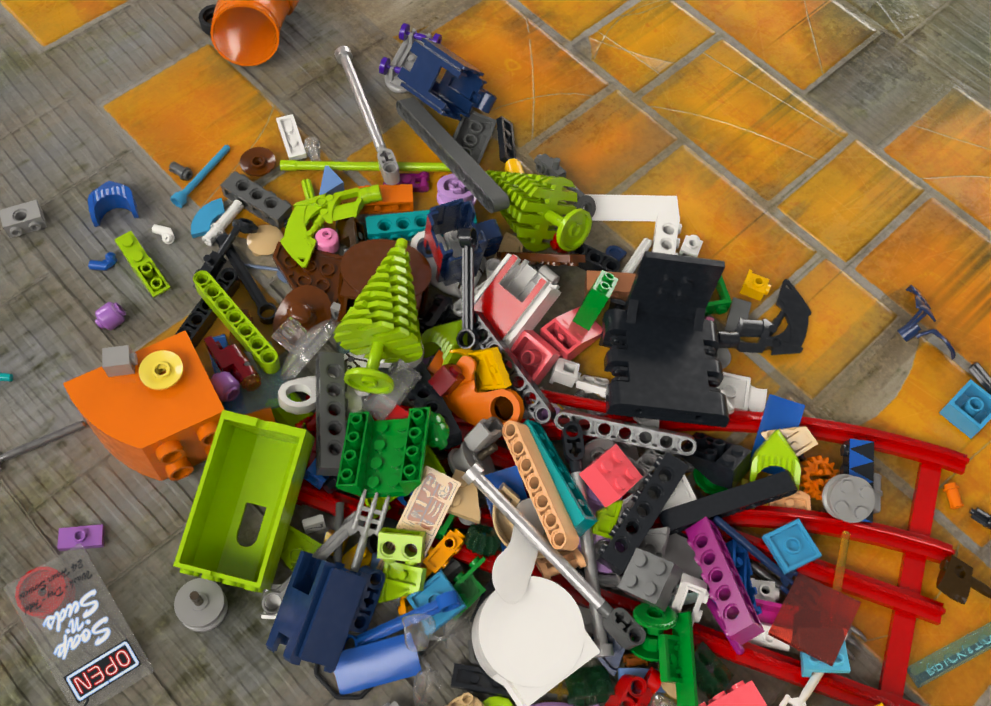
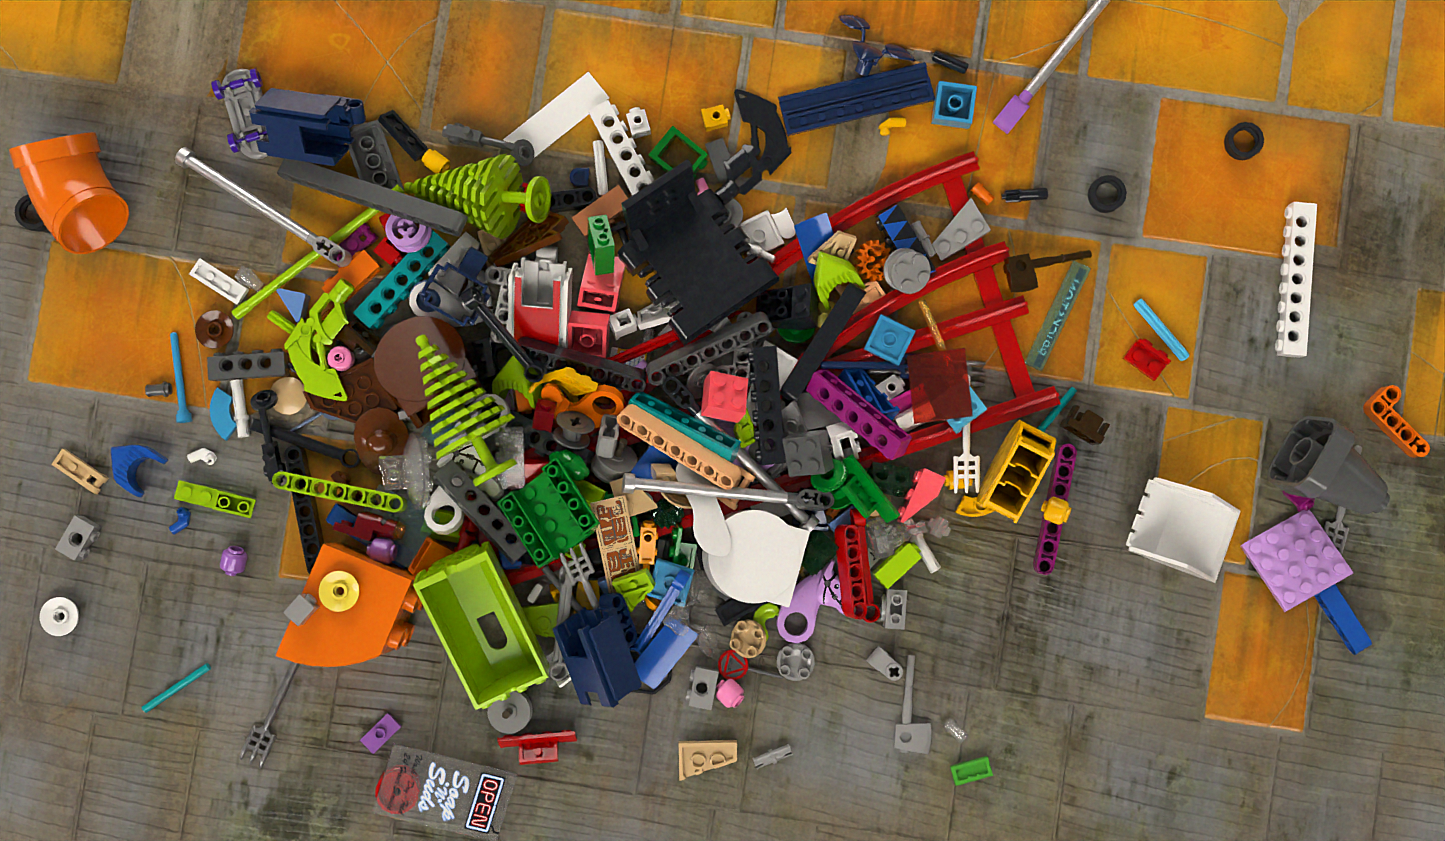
camera: 30 degrees left, 25 degrees up
(72, 180) = (79, 471): none -> tan plate
(194, 658) = (539, 747): none -> red bracket
(401, 539) = (613, 563): lime brick -> none
(427, 198) = (388, 252): none -> red brick
(460, 406) = (573, 430): none -> dark grey piece
(885, 352) = (856, 99): none -> dark blue plate
(896, 387) = (889, 123): none -> yellow arm
(916, 510) = (961, 231): none -> light grey wing

